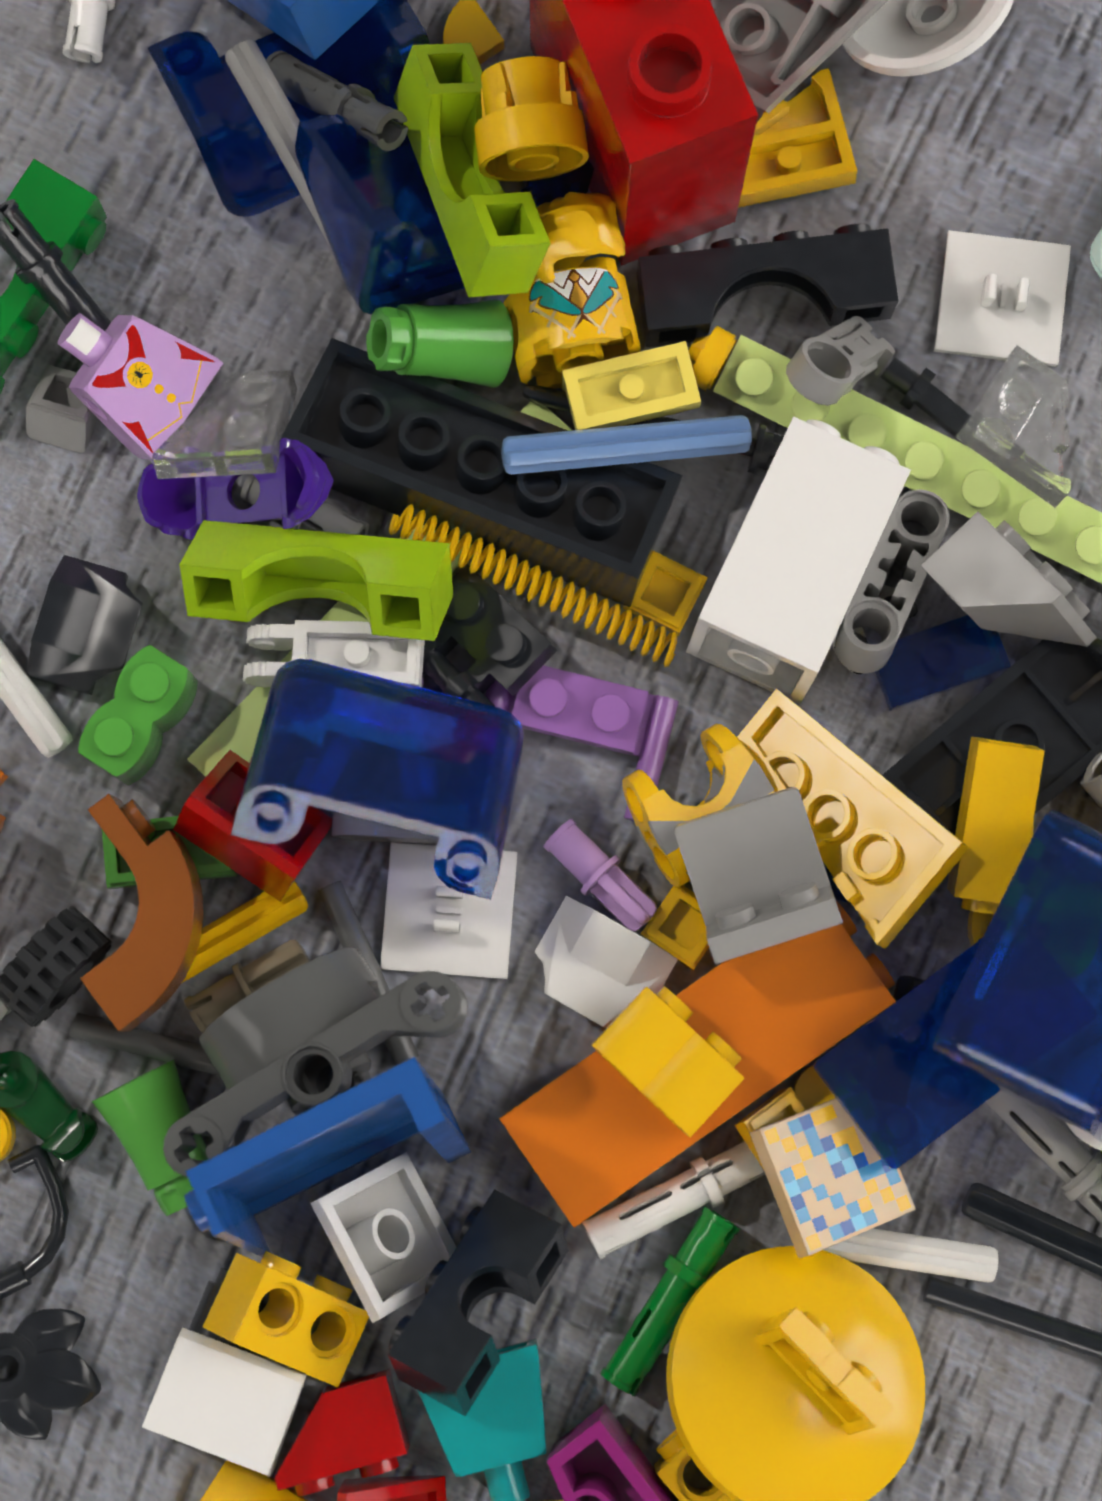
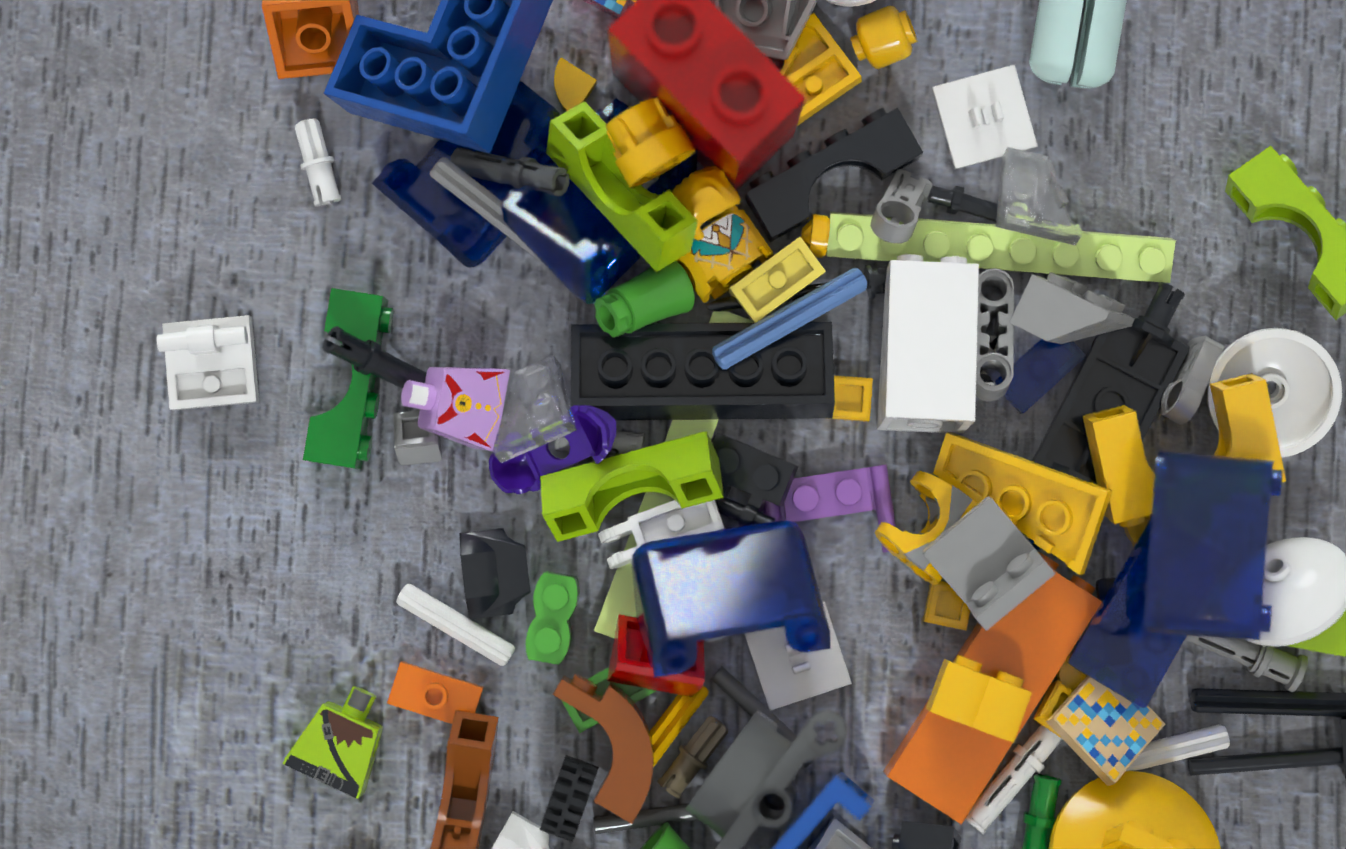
camera: 25 degrees left, 5 degrees up
(536, 584) = (699, 421): yellow piece -> none
(598, 962) = (906, 652): white slope -> none
(601, 876) = (885, 596): lavender axle -> none
(909, 135) = (884, 37): none -> yellow head

